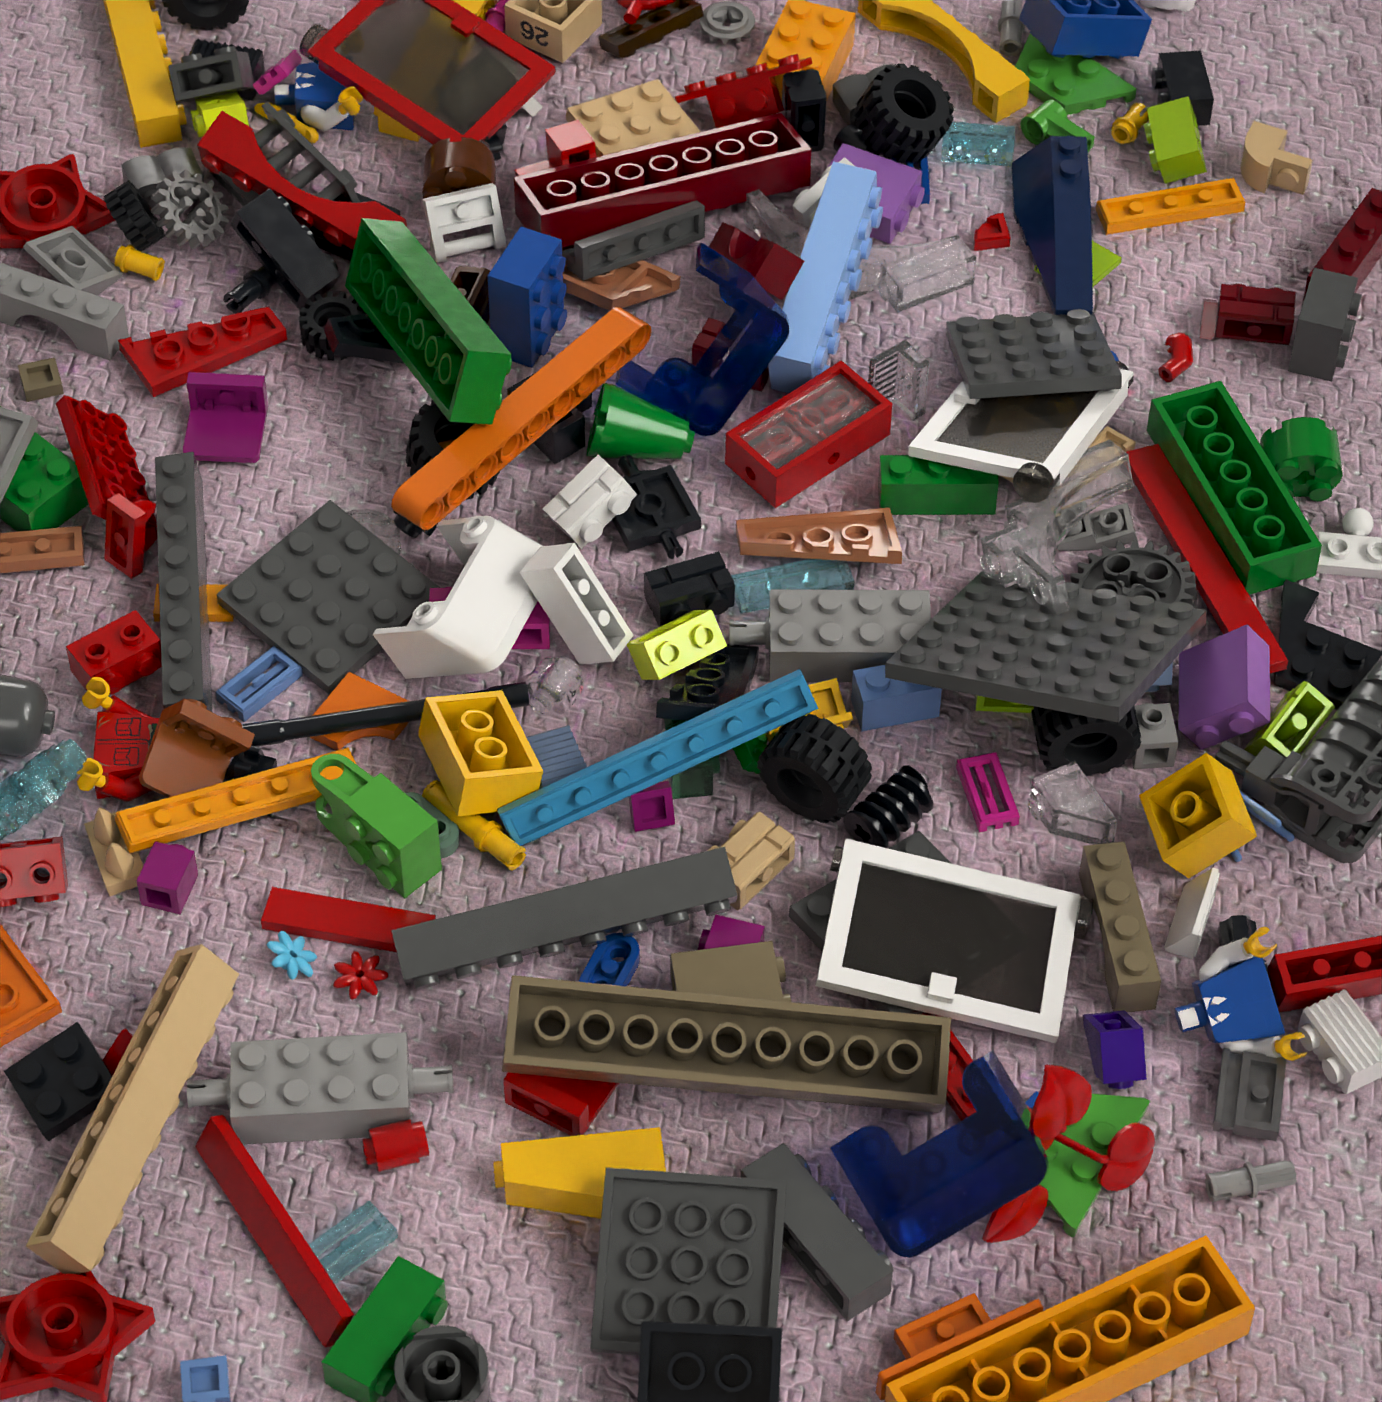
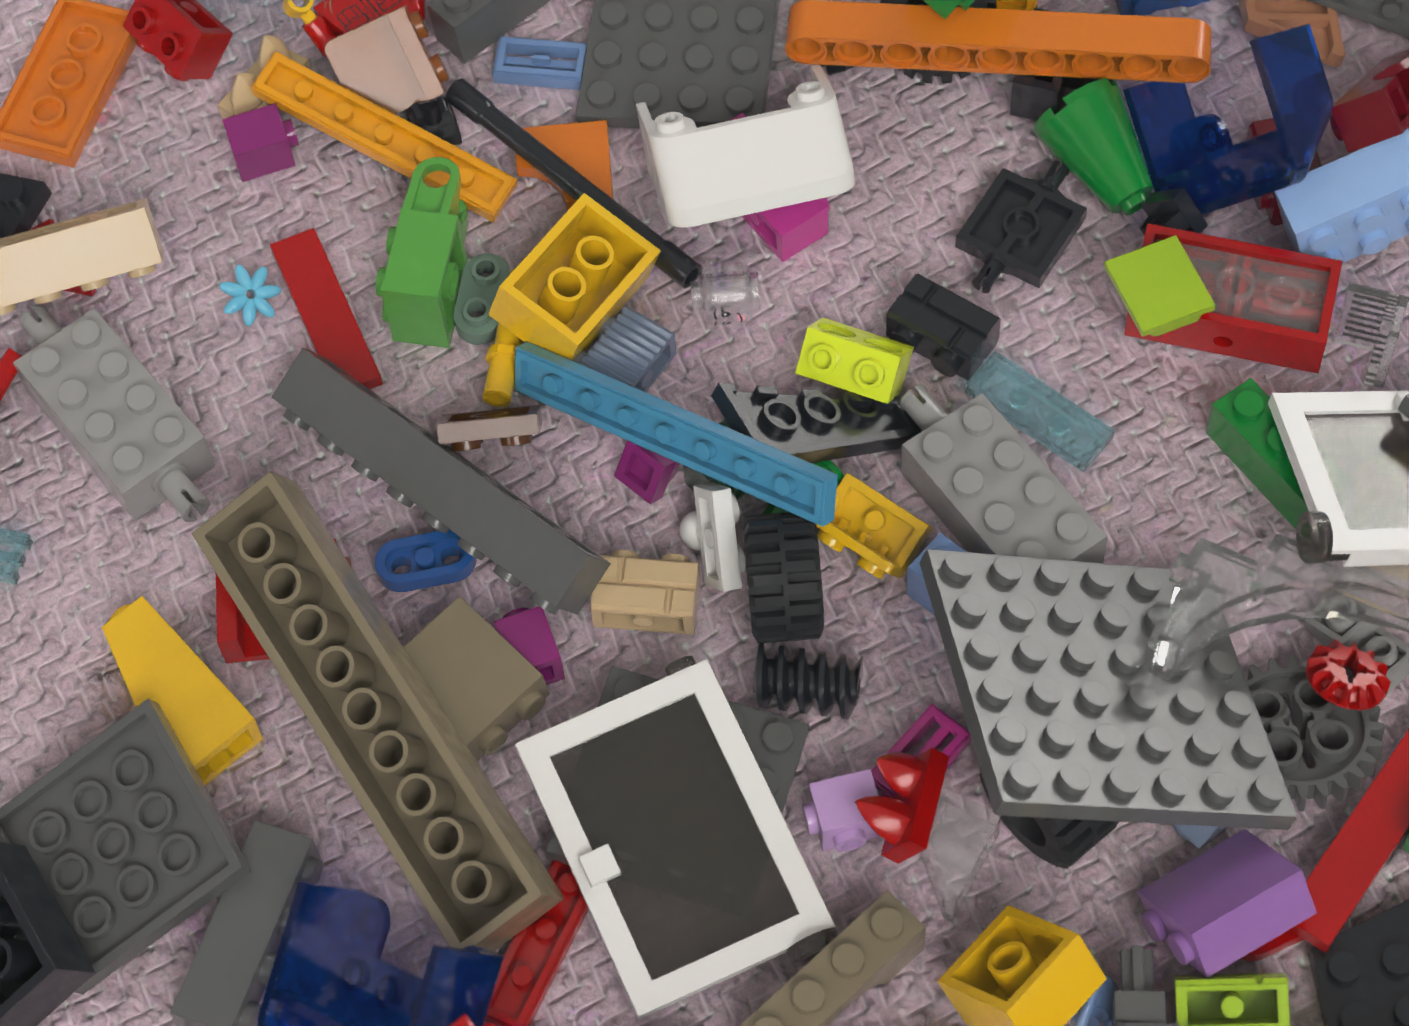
camera: 60 degrees right, 10 degrees up
(359, 975) = (268, 361): red plant -> none
(395, 1145) = (98, 514): red brick -> none
(548, 862) = (470, 429): none -> plate
(576, 603) = (807, 239): white brick -> none
(590, 502) = (967, 170): white brick -> none
(715, 423) = (1174, 210): none -> black tile
(743, 788) = (714, 533): none -> white plate
(782, 451) = (1159, 287): none -> lime piece
(839, 536) = (1122, 407): nougat wing -> none
(999, 844) = (834, 811): none -> lavender brick
(1033, 800) = (909, 817): none -> red tile
(1120, 539) = (1330, 680): none -> red gear
(1157, 738) = (1115, 870): light grey brick -> none

